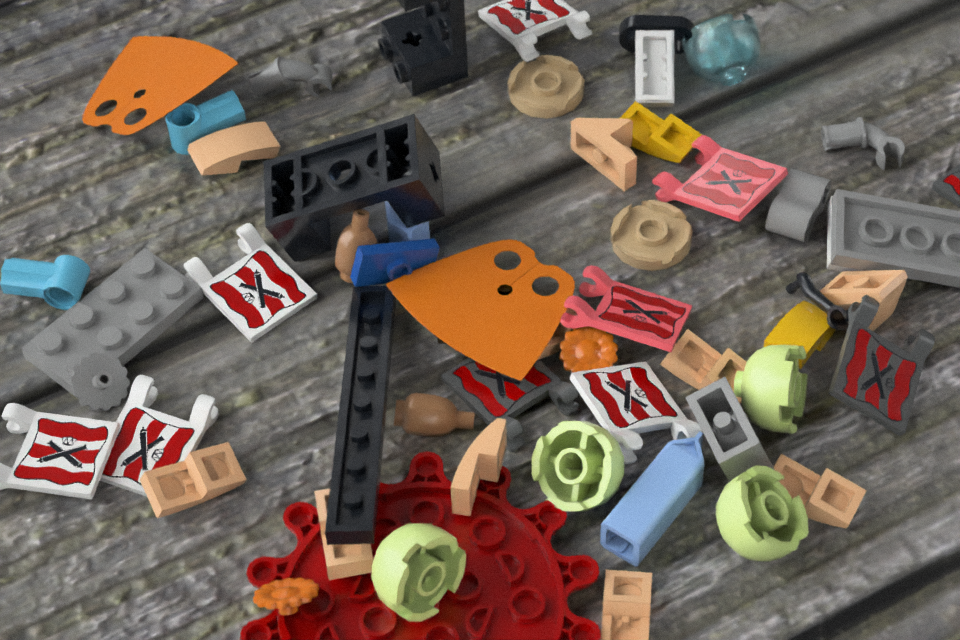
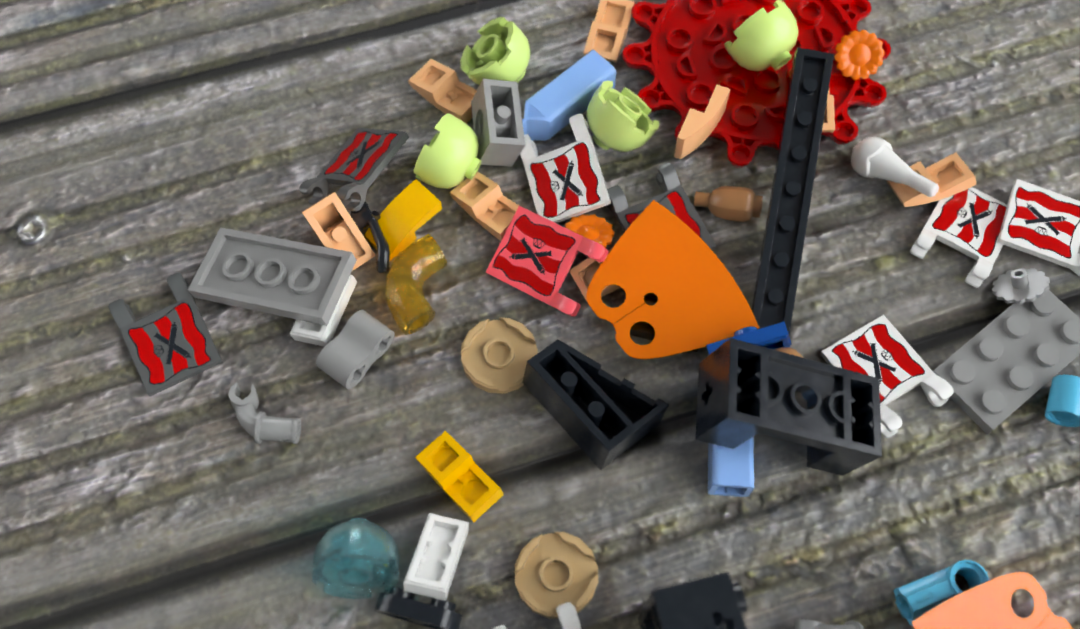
camera: 170 degrees left, 15 degrees up
(226, 148) = (906, 548): light nougat slope -> none
(261, 488) = (876, 159): none -> white piece
(544, 189) = (590, 404): none -> black wedge
(606, 147) = (520, 464): light nougat slope -> none
(726, 182) = (413, 377): coral flag -> none
(771, 268) = (406, 282): none -> clear yellow cylinder

